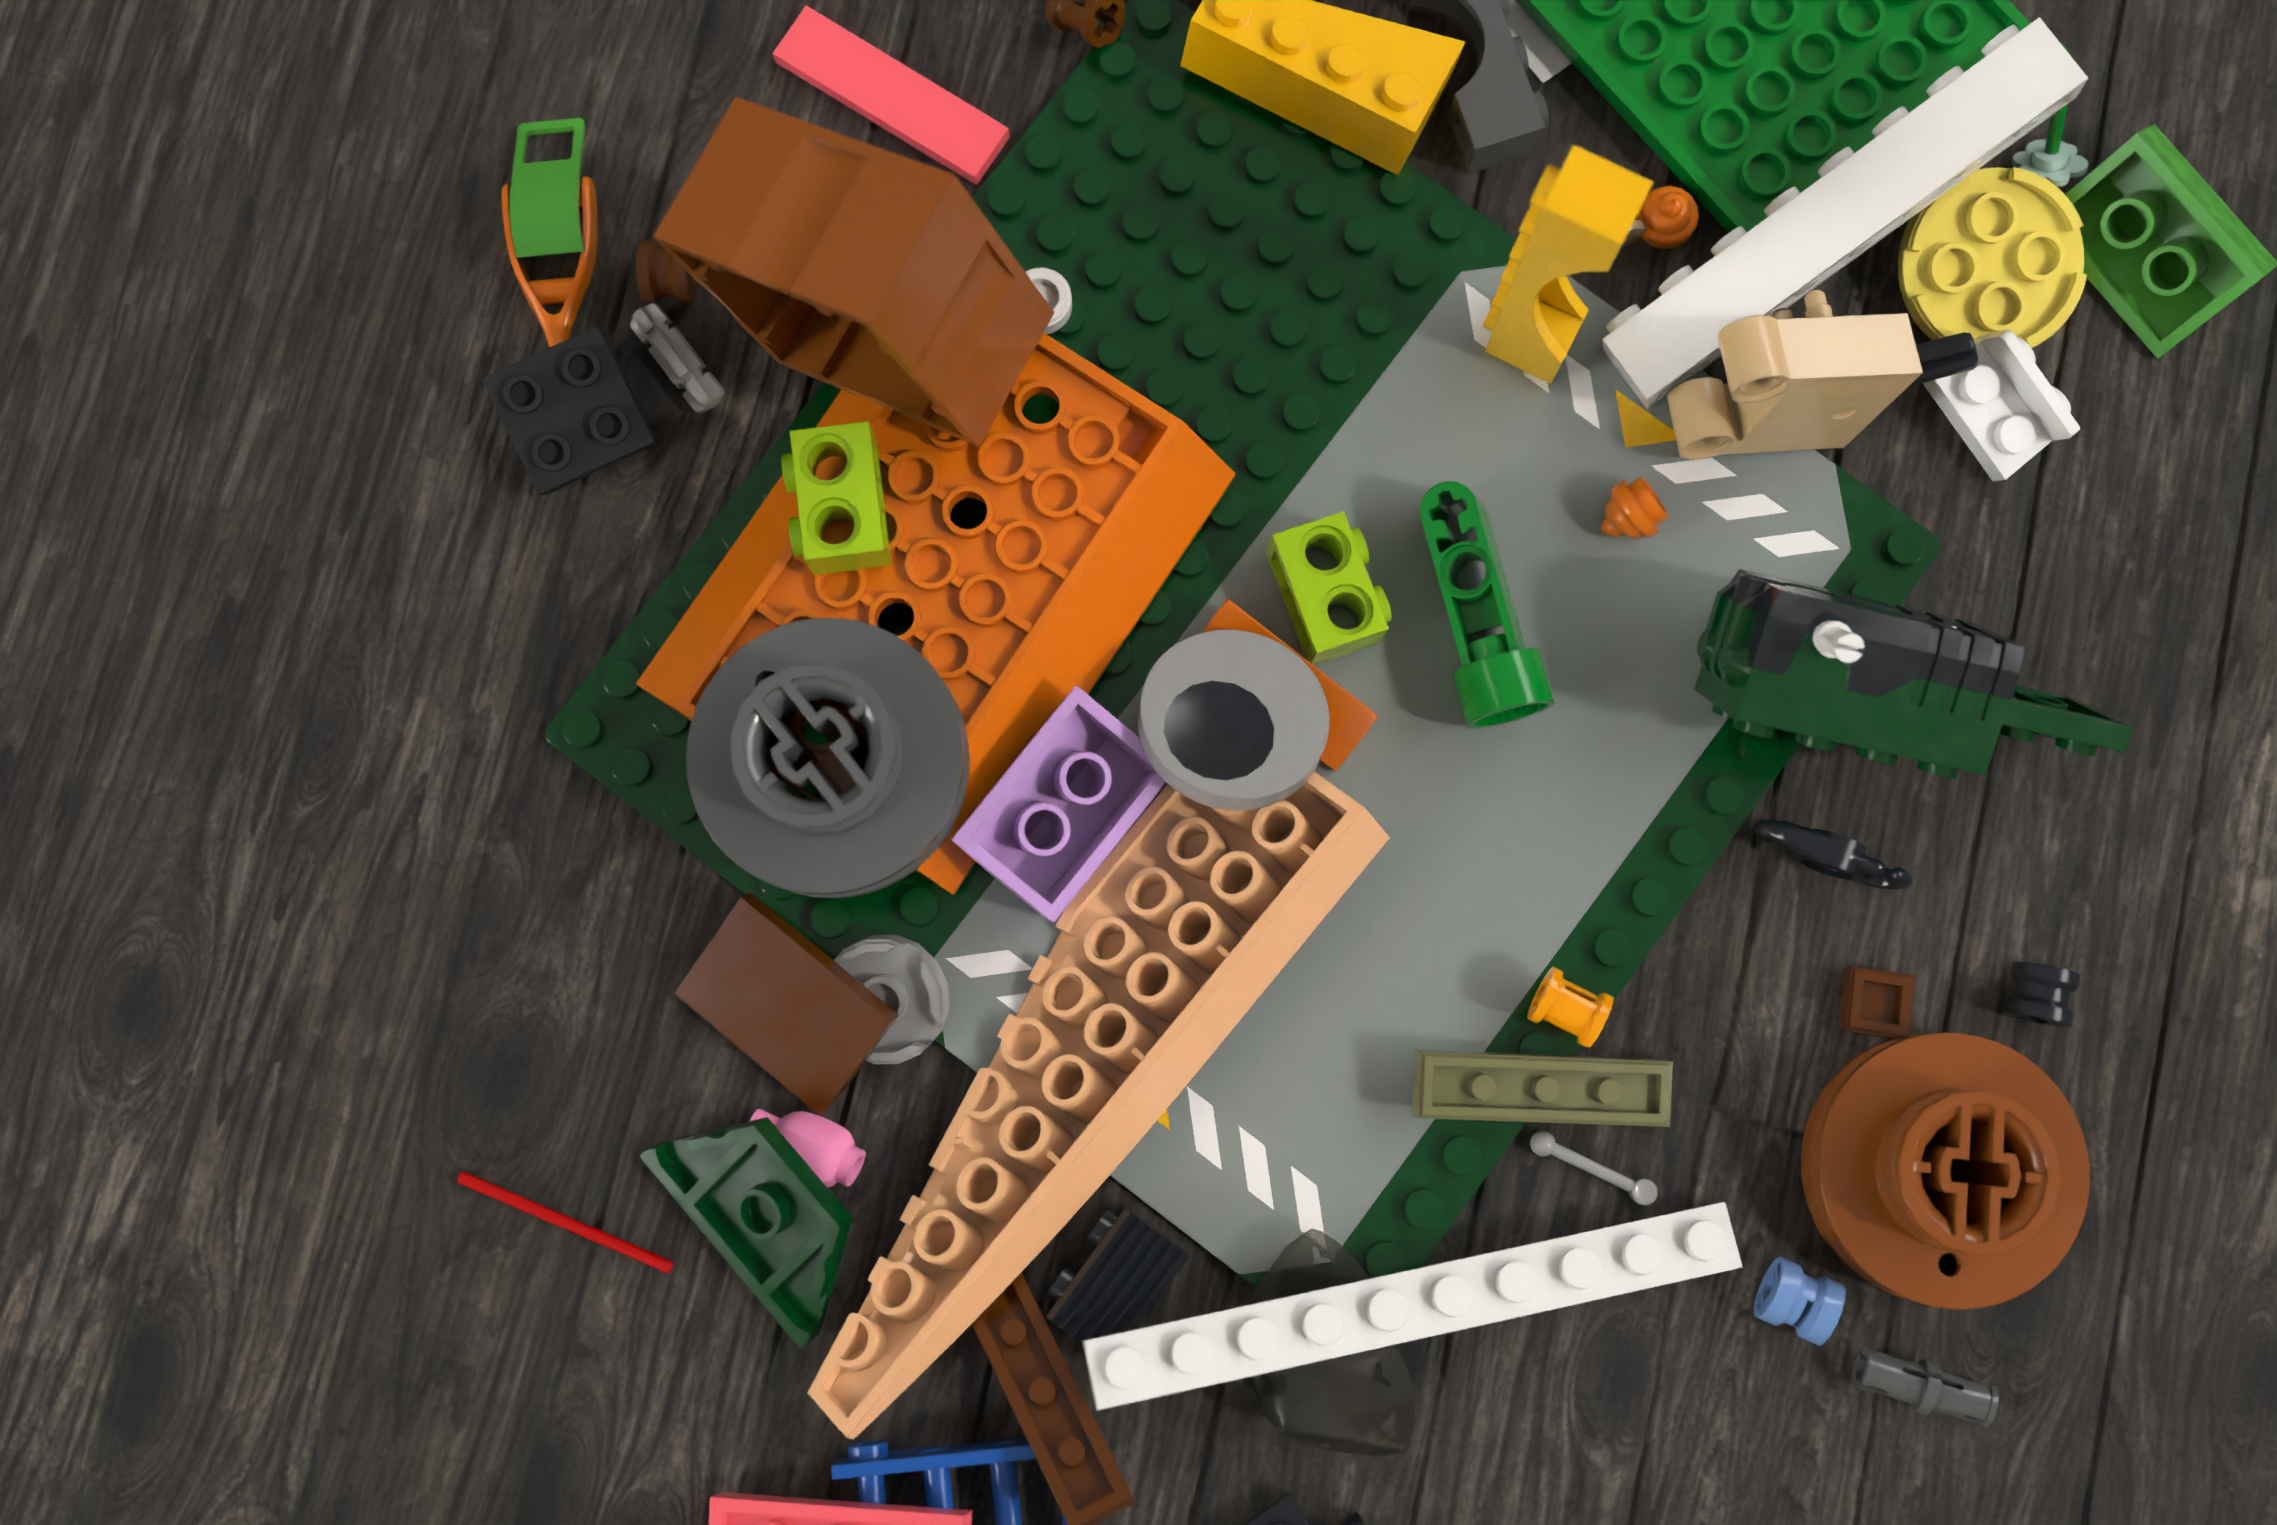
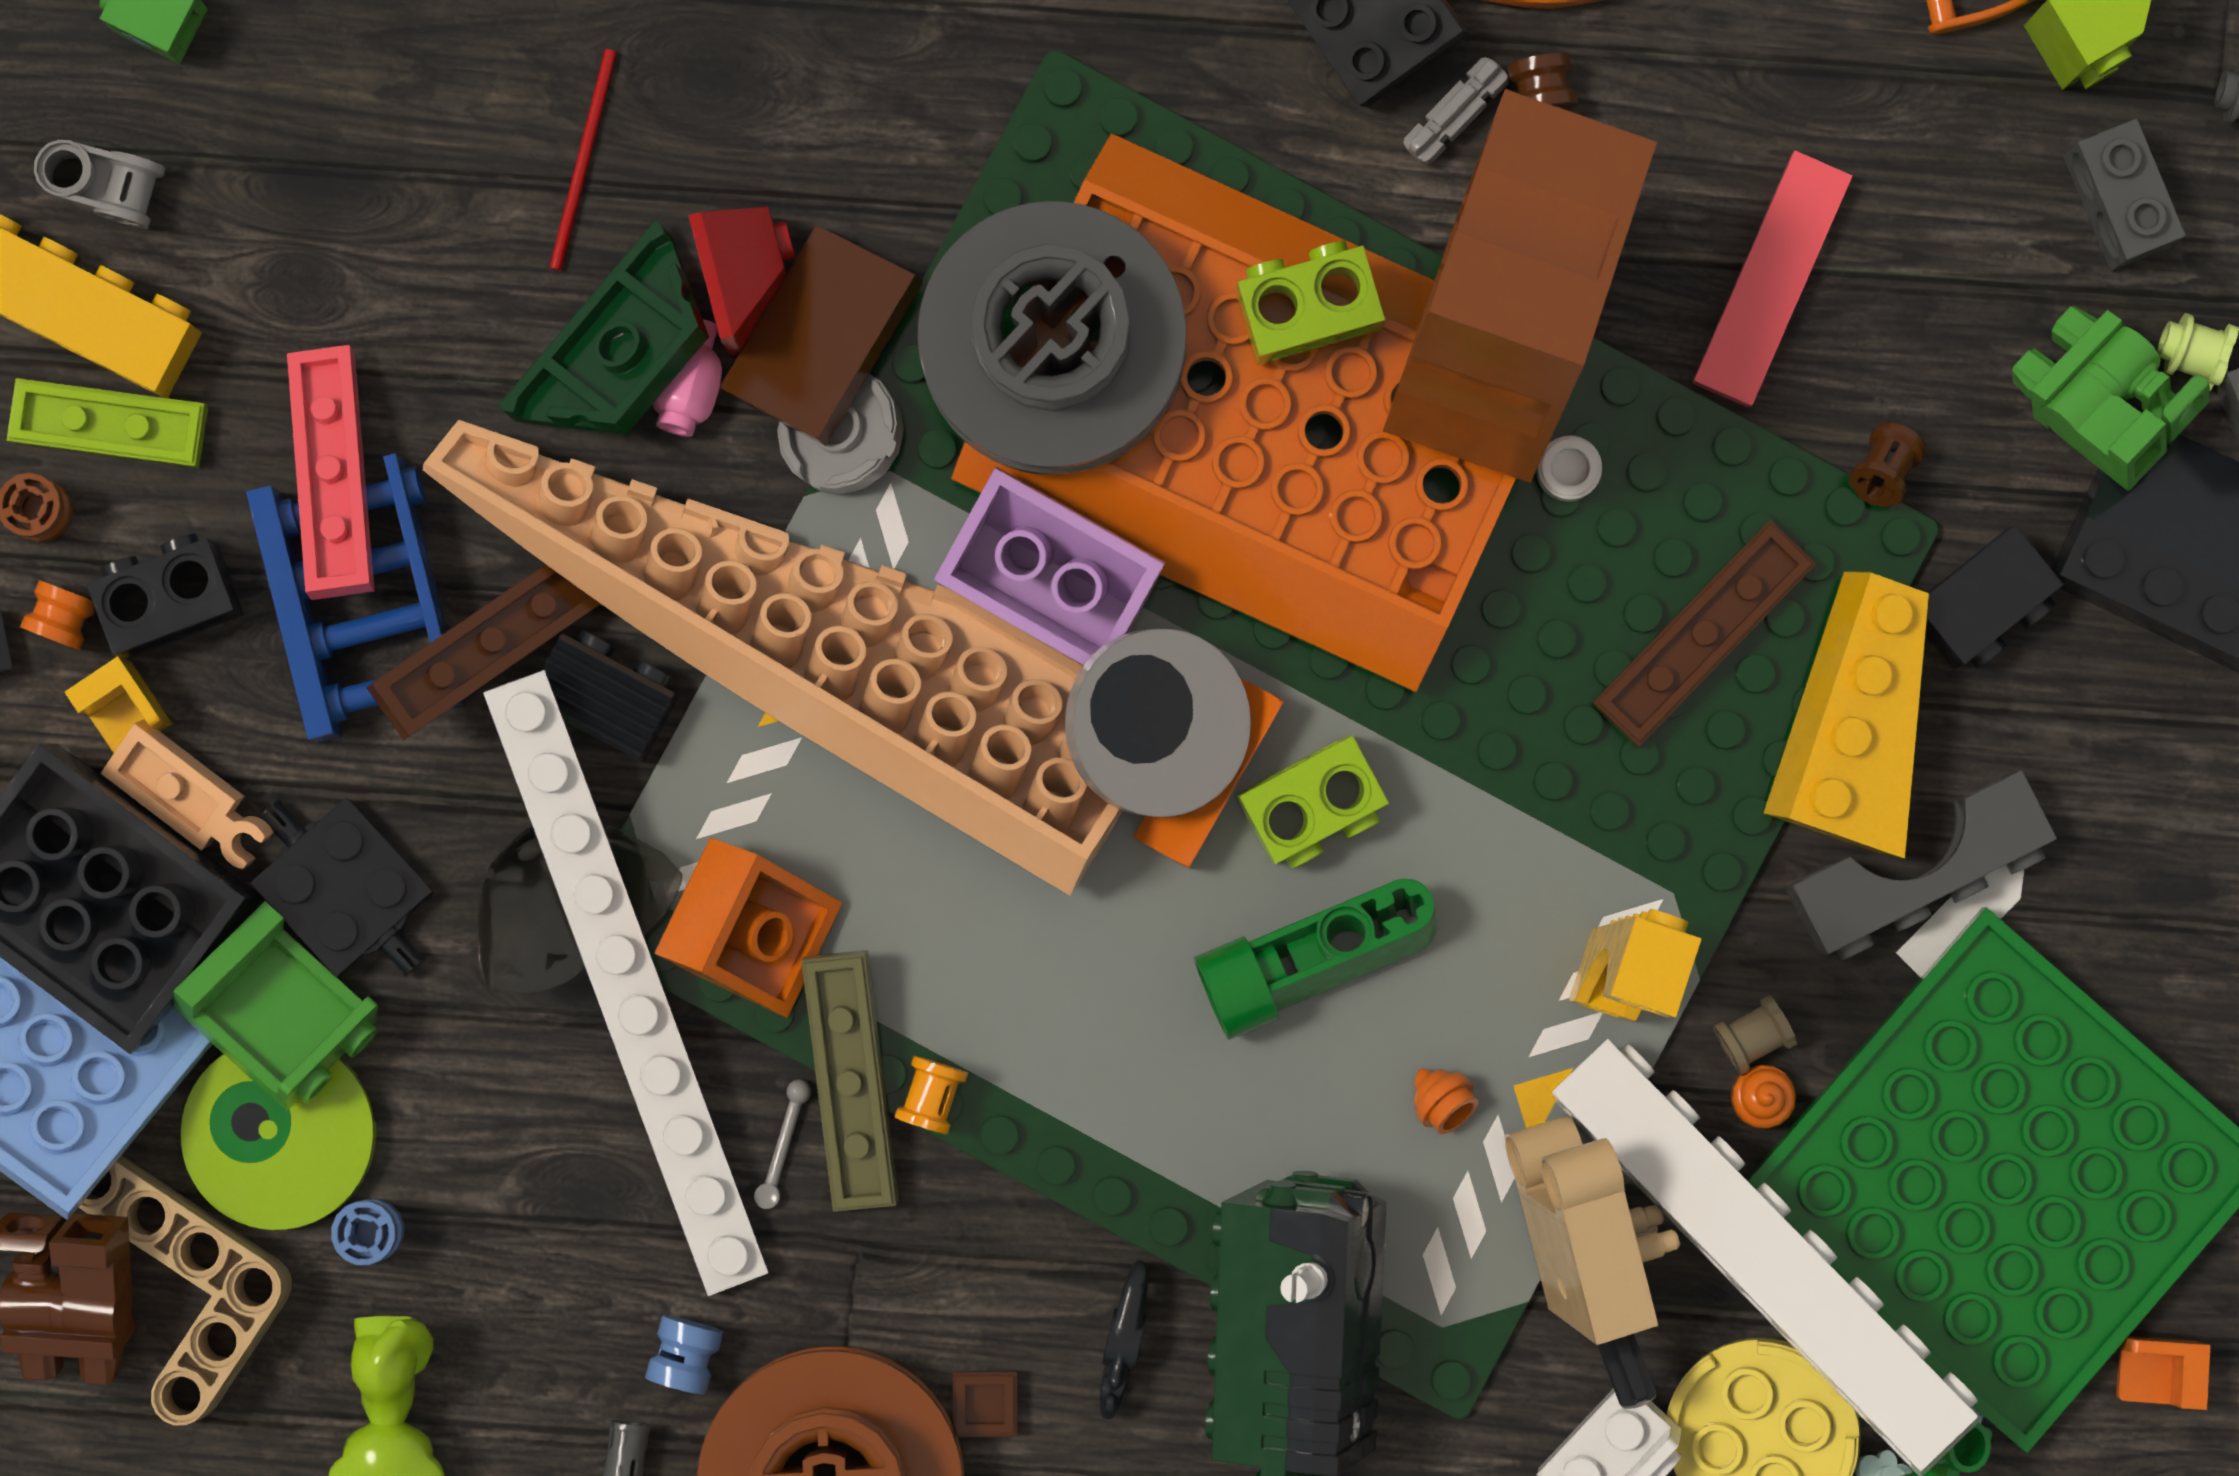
camera: 75 degrees right, 5 degrees up
(699, 1073) = (742, 267): none -> red slope
(1219, 202) = (1703, 633): none -> reddish brown tile
(1375, 1169) = (748, 926): none -> orange slope

